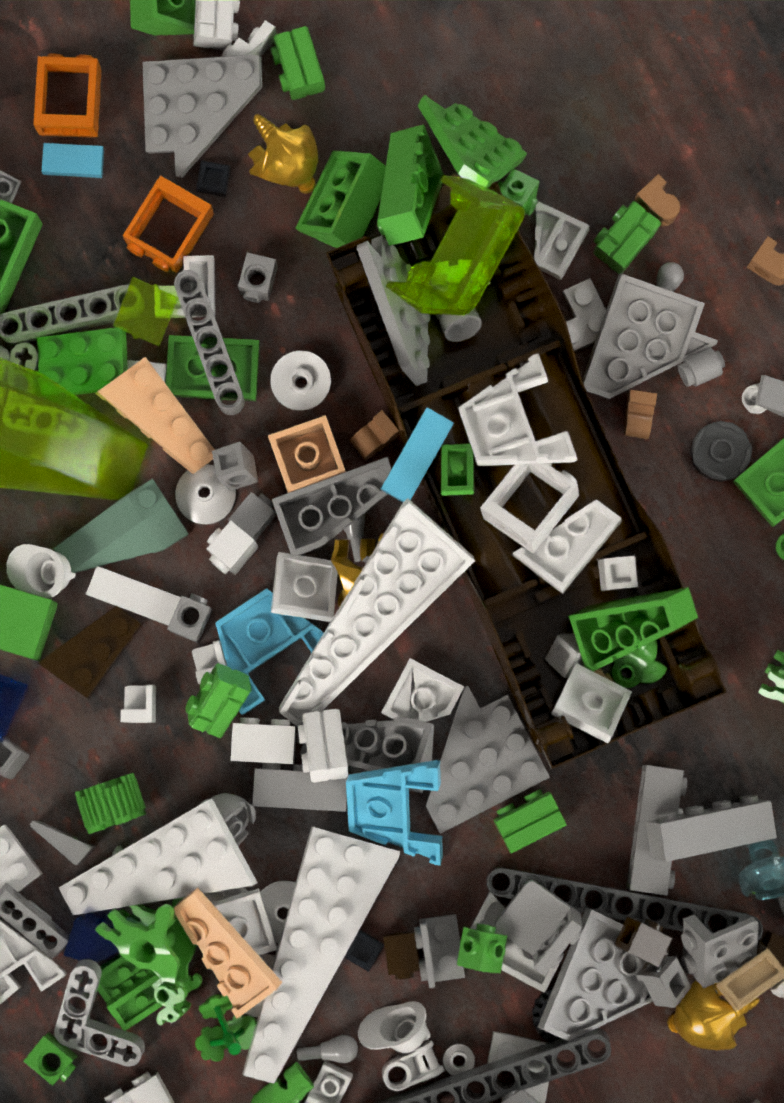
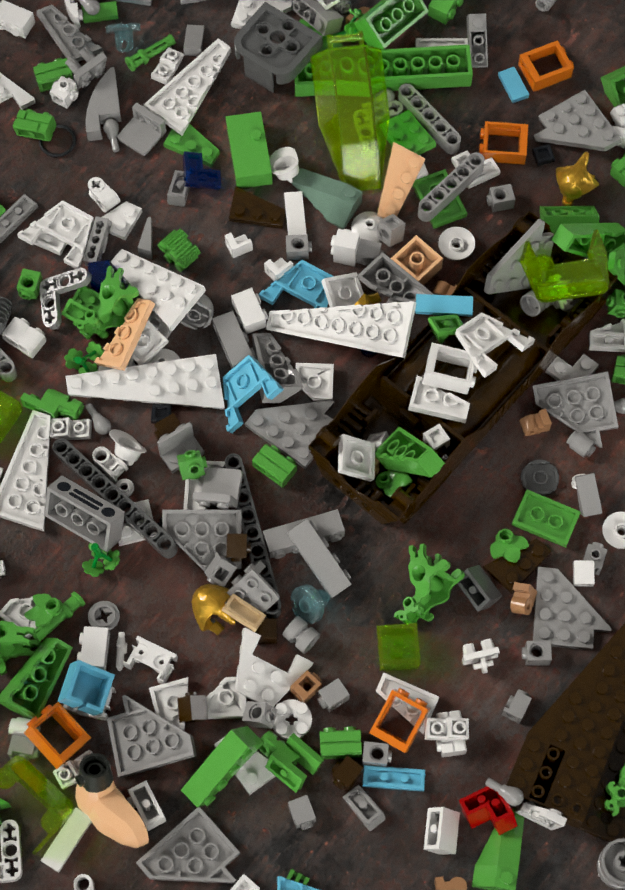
camera: 65 degrees right, 15 degrees down
(145, 311) = (450, 149): clear neon green piece -> none
(218, 700) = (260, 276): bright green brick -> none
(324, 745) = (262, 337): white brick -> none

